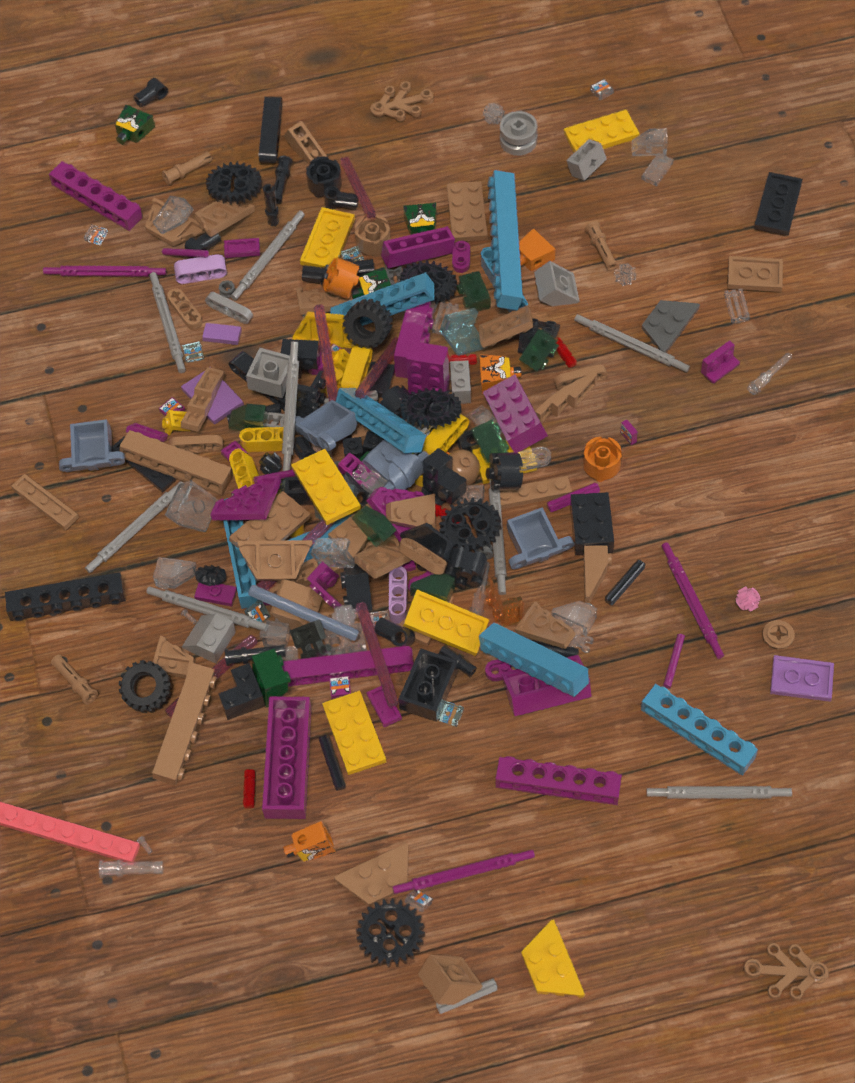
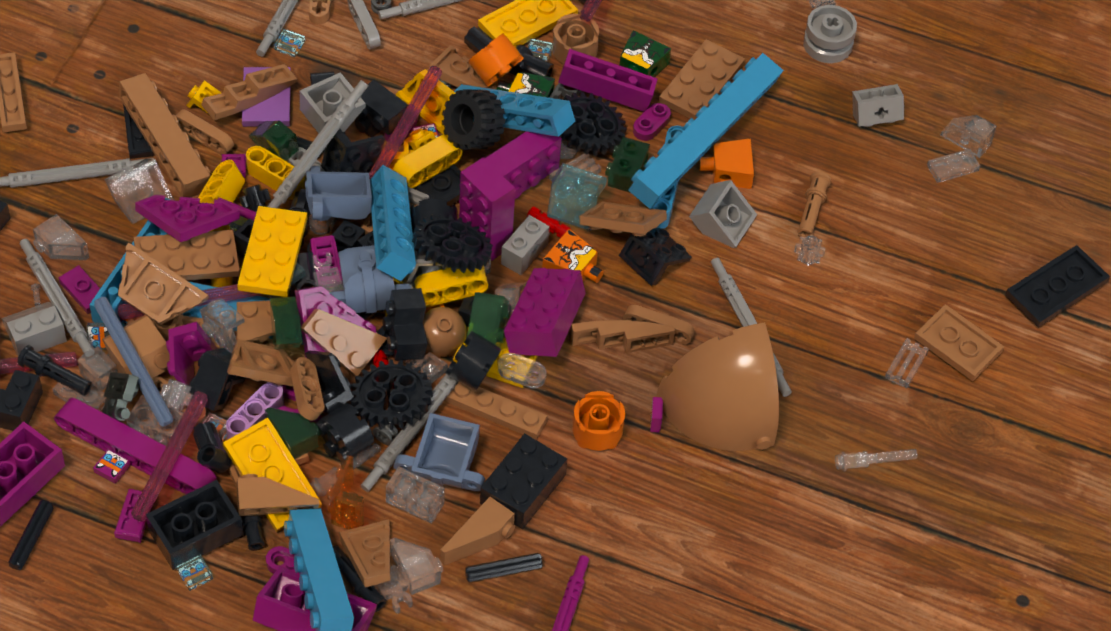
camera: 30 degrees right, 5 degrees down
(91, 447) = (97, 67): sand blue piece -> none
(147, 431) = (167, 90): magenta plate -> none
(172, 405) = (217, 80): tile -> none
(210, 575) = (86, 267): black gear -> none
(221, 333) = (334, 43): medium lavender tile -> none
(270, 674) = (46, 400): dark green slope -> none
(354, 732) = (81, 521): yellow plate -> none
(376, 370) = (427, 176): clear pink axle -> none
(458, 636) = (265, 496): none -> medium nougat slope
(539, 349) = (635, 264): clear green brick -> none
(539, 575) = (415, 495): none -> clear brick
(564, 500) = (511, 437): magenta axle -> none
(565, 354) = (667, 288): red axle -> none
(601, 89) = (970, 46): tile -> none
(607, 130) = (930, 90): yellow plate -> none
(664, 389) = (726, 392): none -> medium nougat brick
(668, 322) = (813, 331): dark grey wing -> none
(719, 362) = (826, 408): magenta bracket -> none

